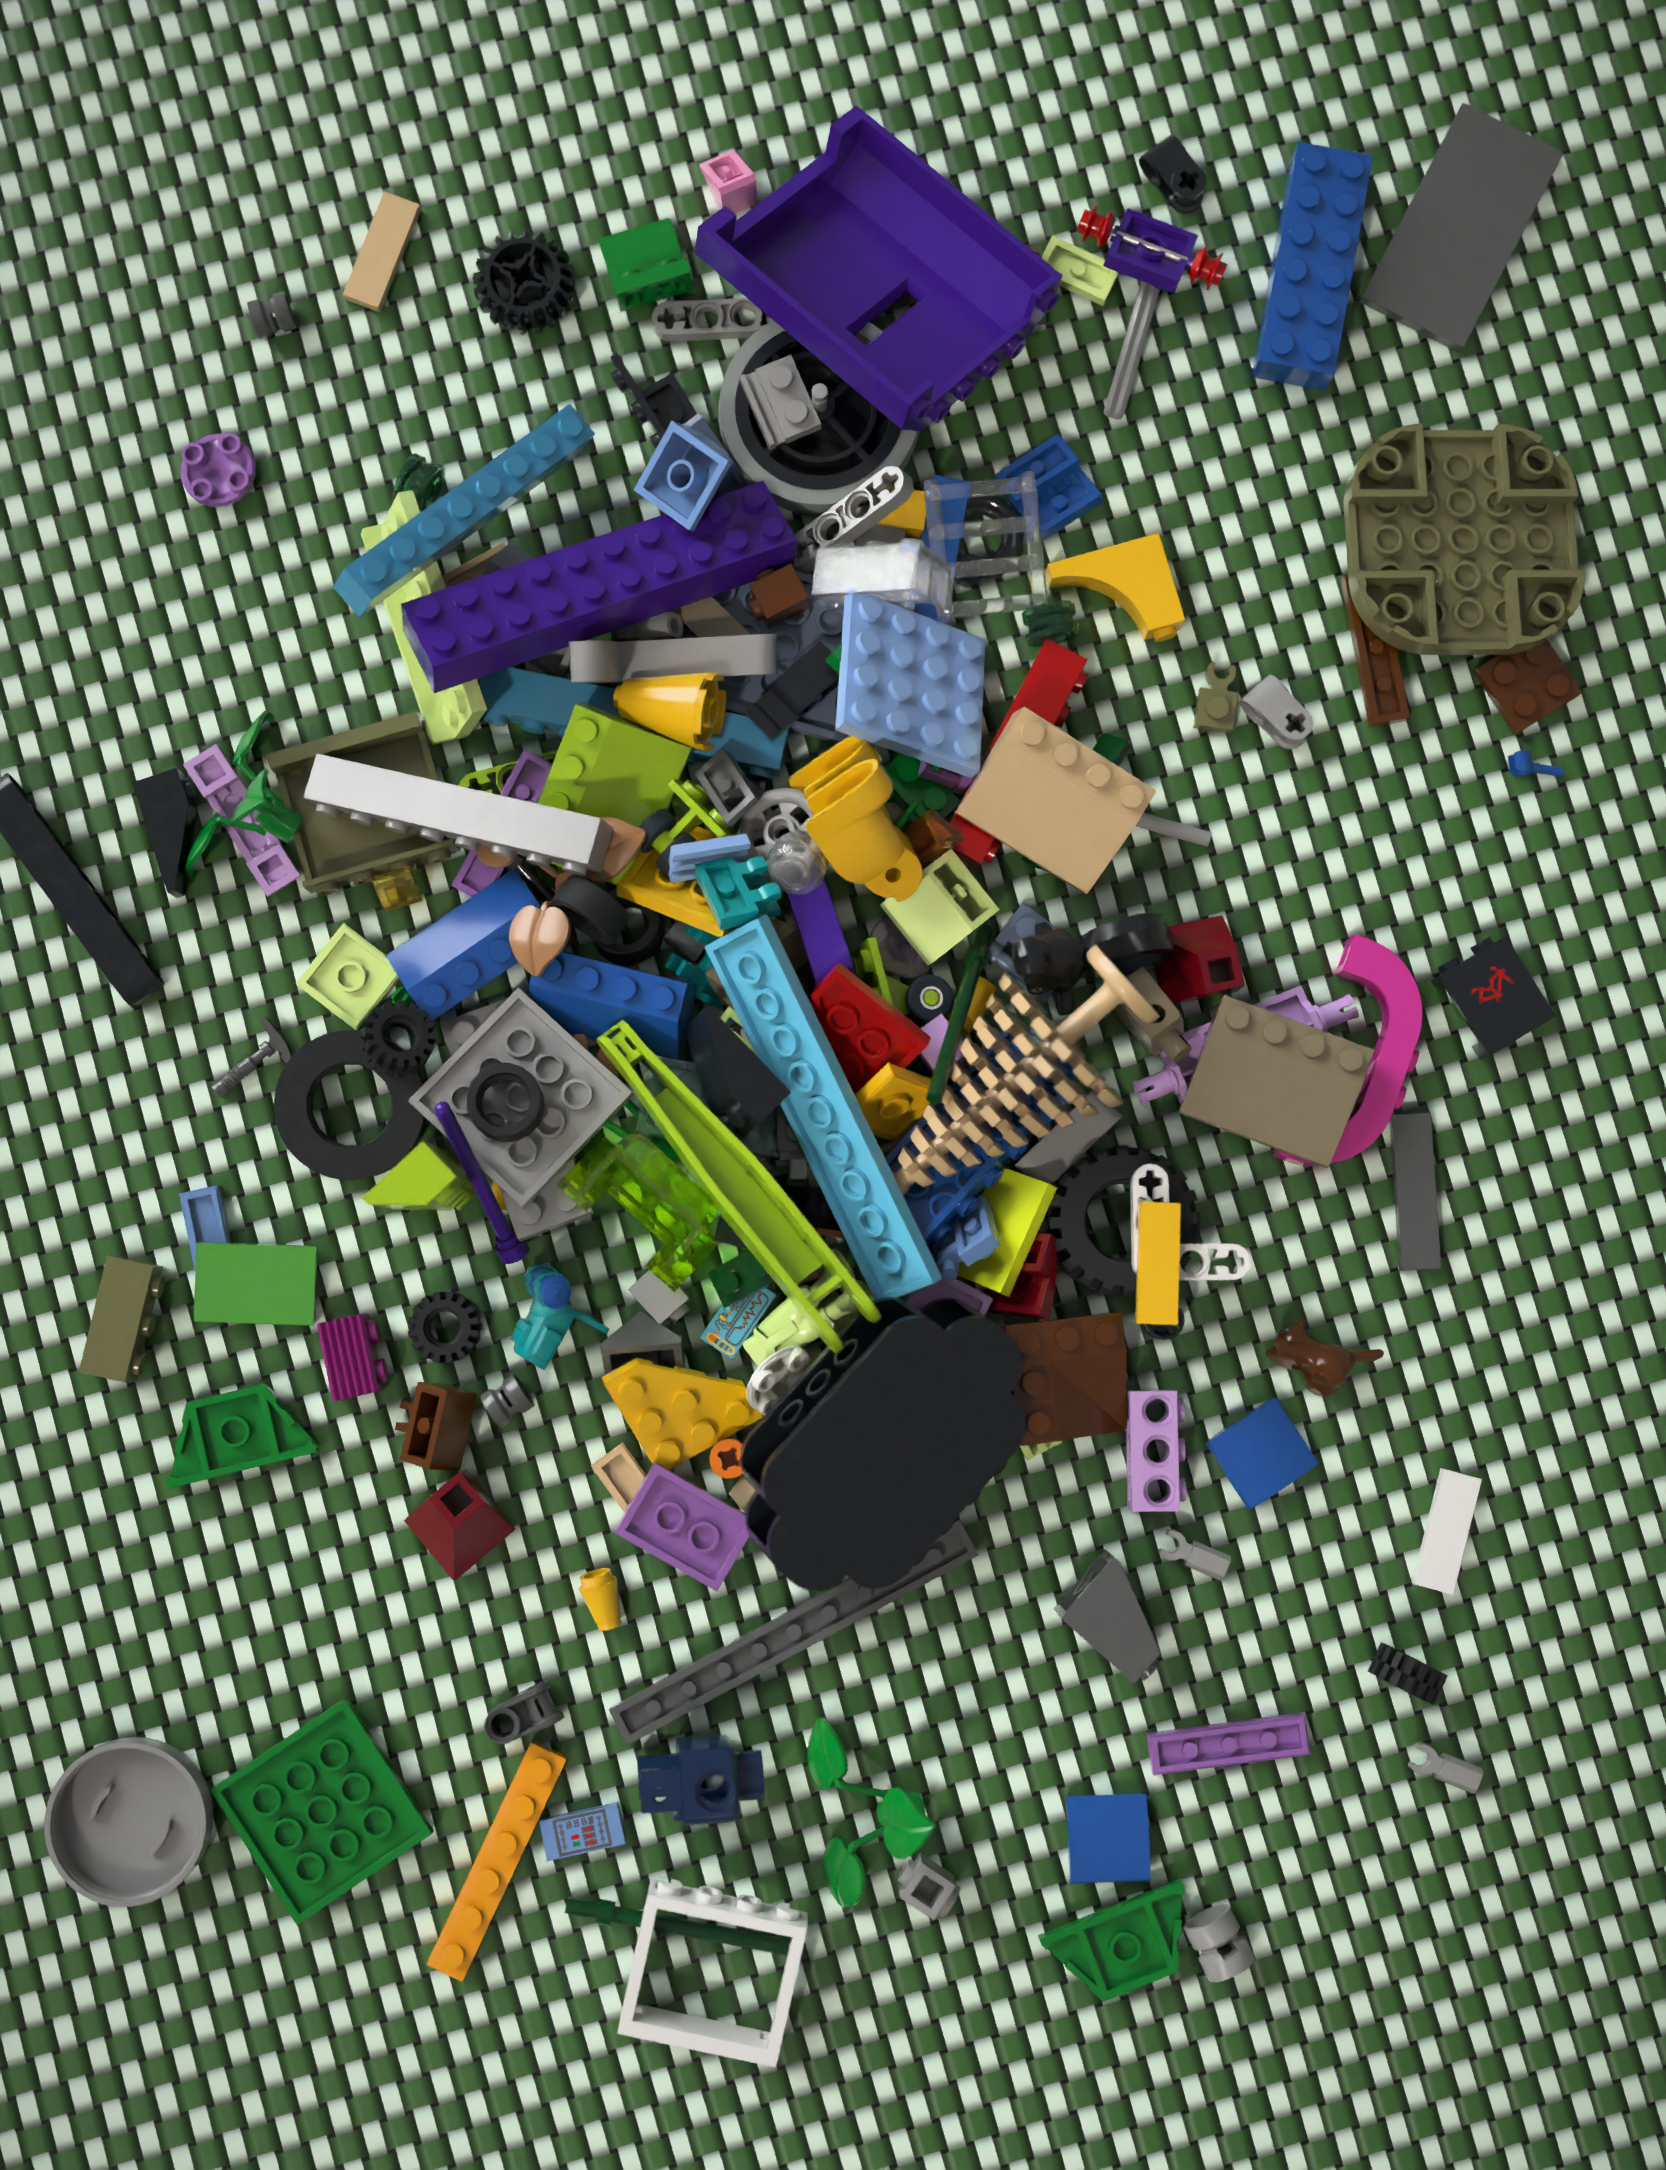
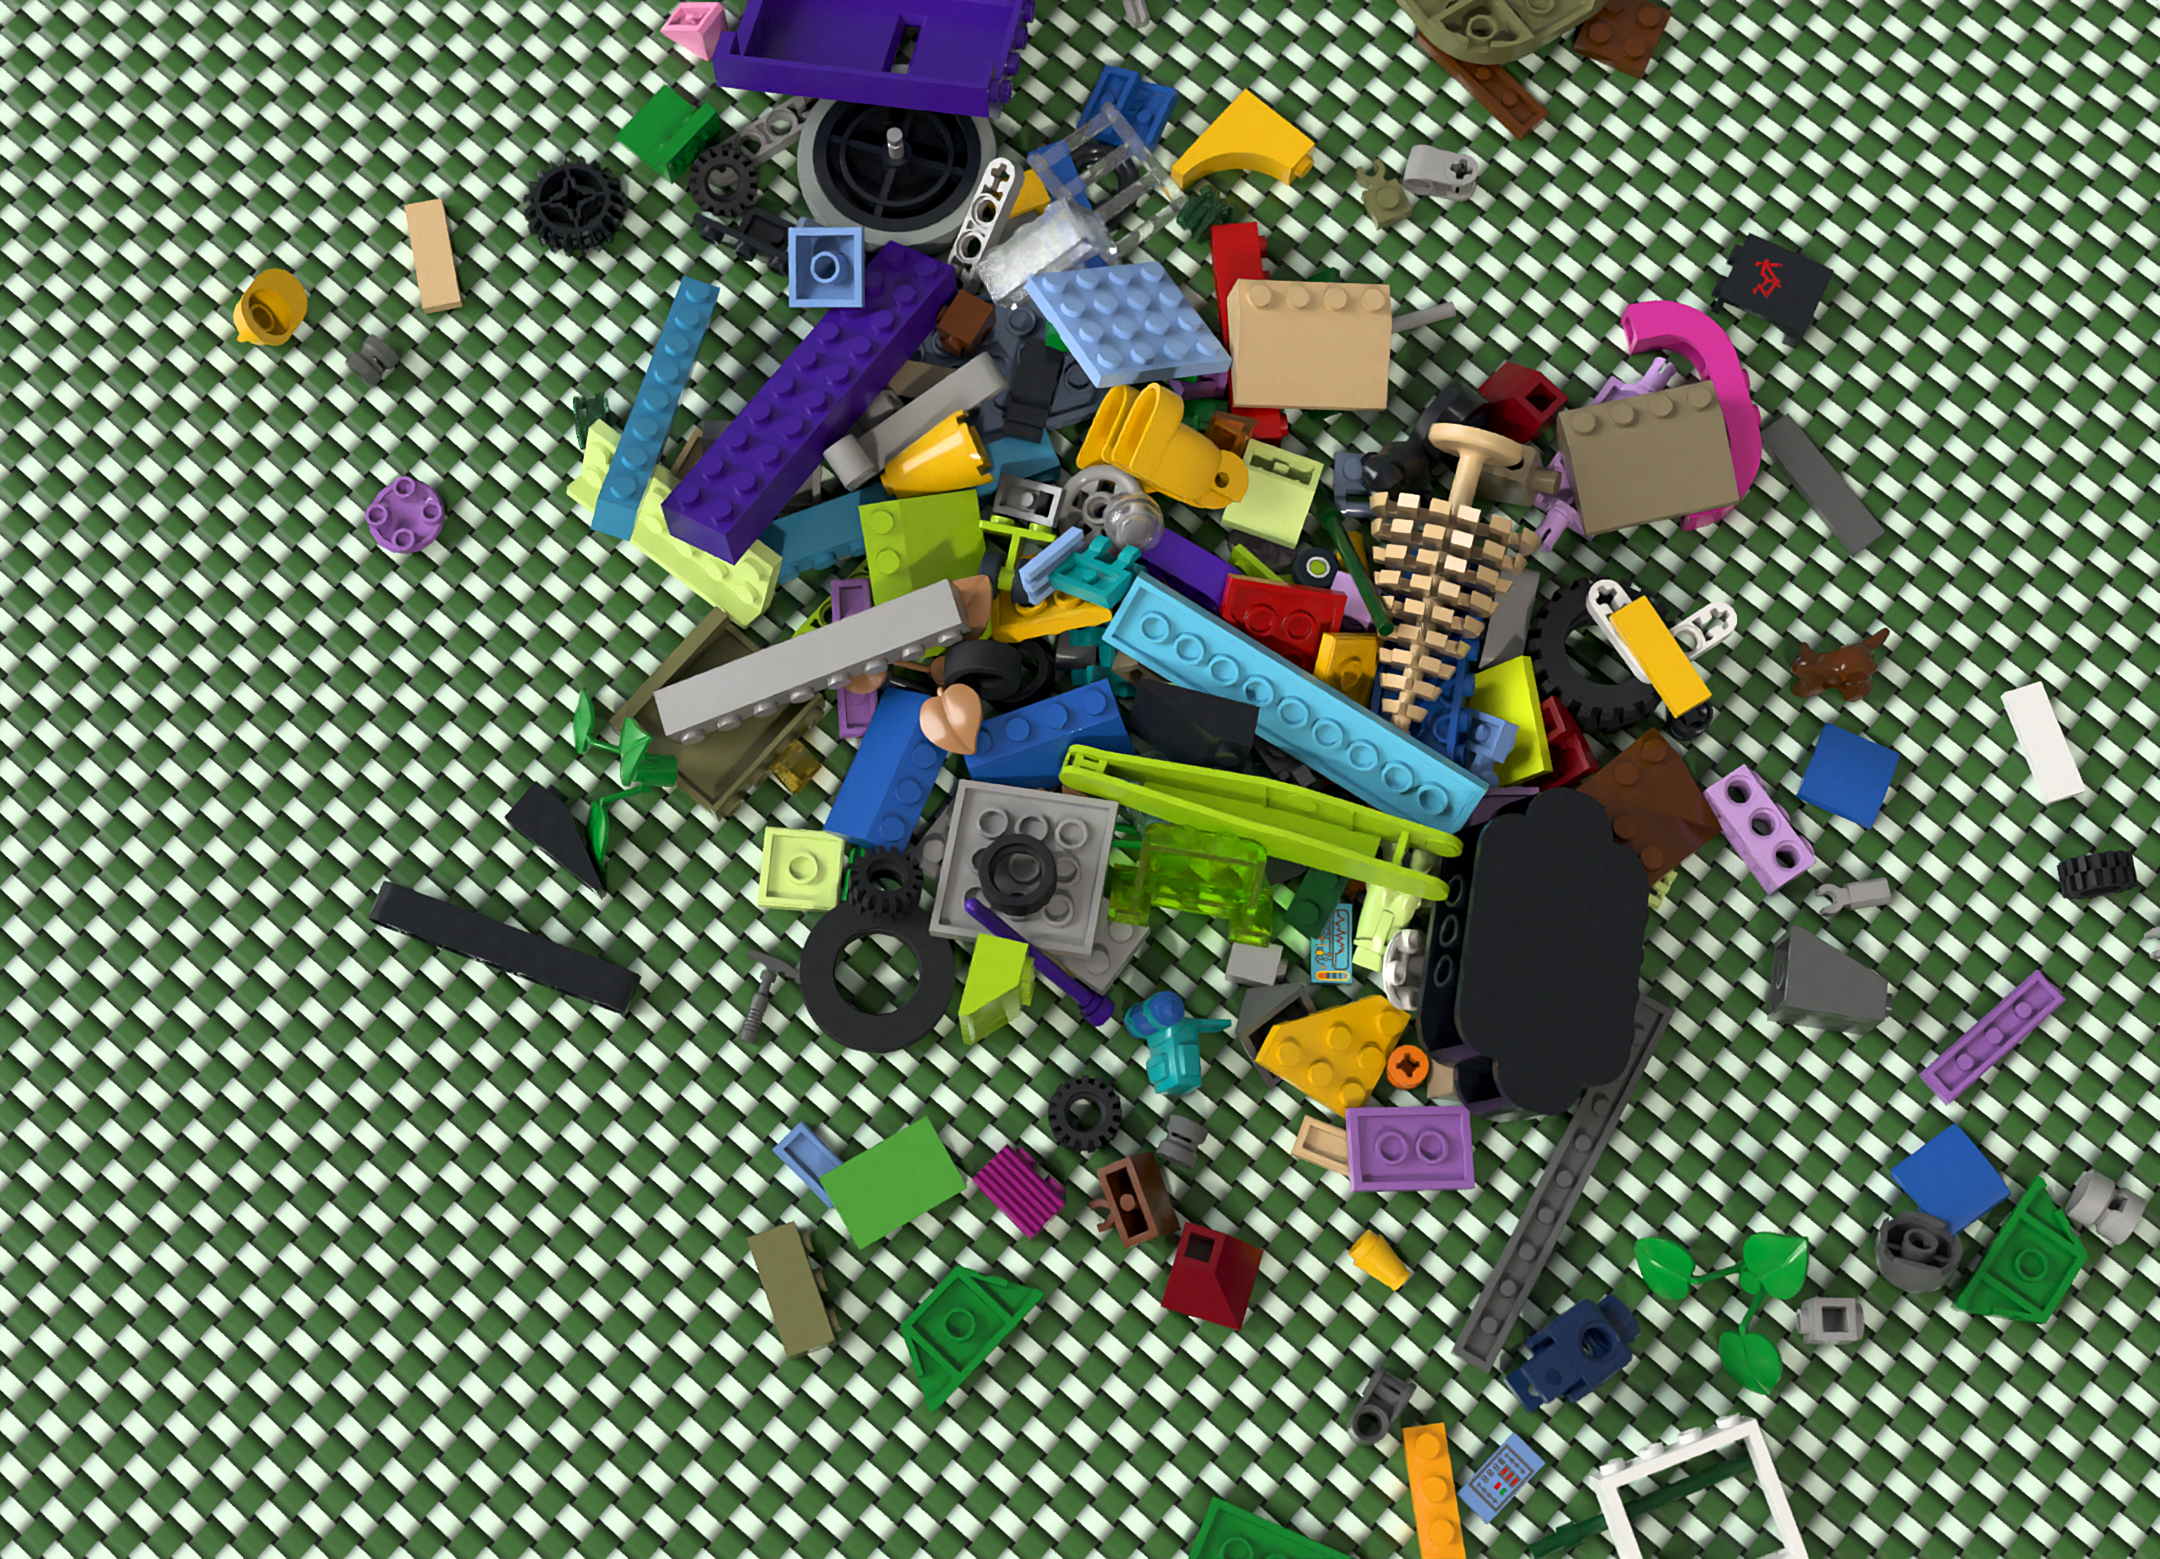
camera: 30 degrees left, 10 degrees down
(216, 216) = (270, 308): none -> yellow piece
(224, 791) = (591, 780): lavender slope -> none
(641, 350) = (726, 157): none -> black tyre
(780, 402) = (862, 169): light grey plate -> none
(1036, 1879) = (1917, 1252): none -> dark grey cylinder
(1521, 764) = (1664, 97): blue hand -> none

